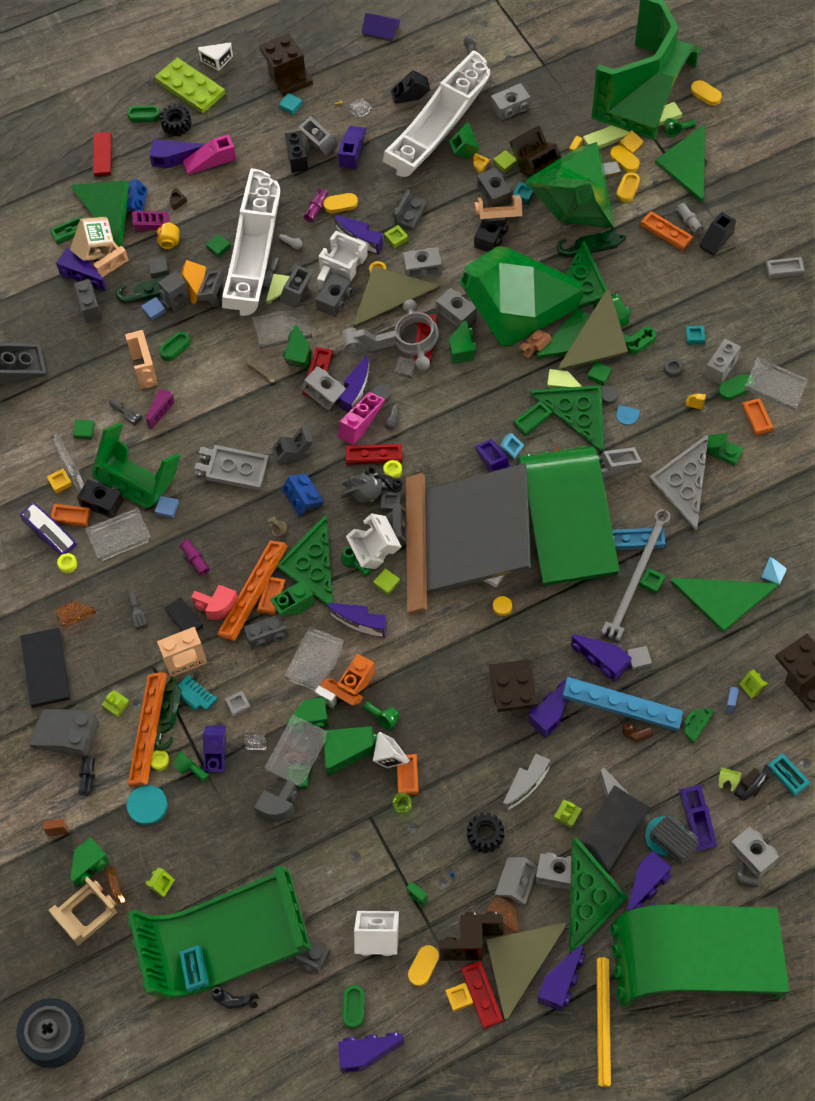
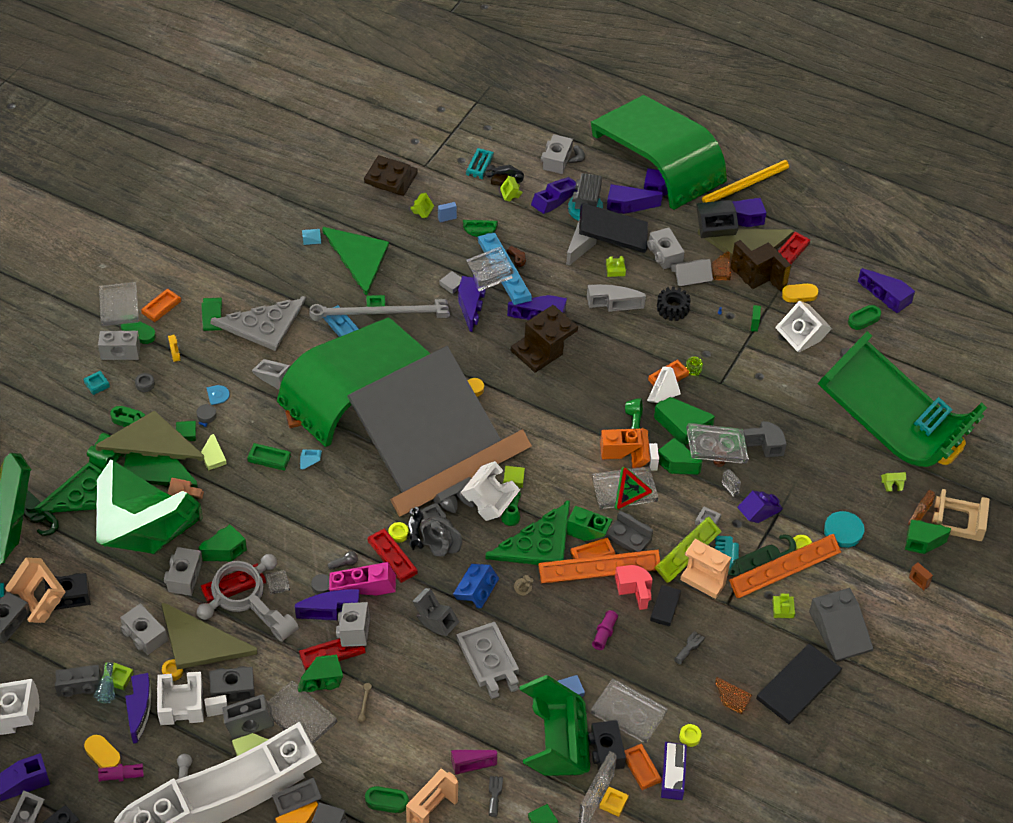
camera: 130 degrees left, 10 degrees down
(86, 775) = (861, 584): black axle -> none
(183, 764) = (789, 522): green bar -> none
(217, 663) = (676, 559): none -> lime tile
(230, 1001) = (931, 388): black arm -> none
(301, 648) = (630, 489): none -> piece
(357, 618) = (565, 471): dark purple slope -> none
(385, 219) = (105, 689): none -> clear light blue cone
(459, 997) = (802, 263): yellow tile -> none
(492, 456) = (339, 454): dark purple slope -> none
(556, 934) = (717, 219): none -> black slope
(578, 408) = (237, 426): green tile -> none
(592, 895) = (666, 219): green tile -> none
(607, 665) = (490, 268): none -> clear bracket

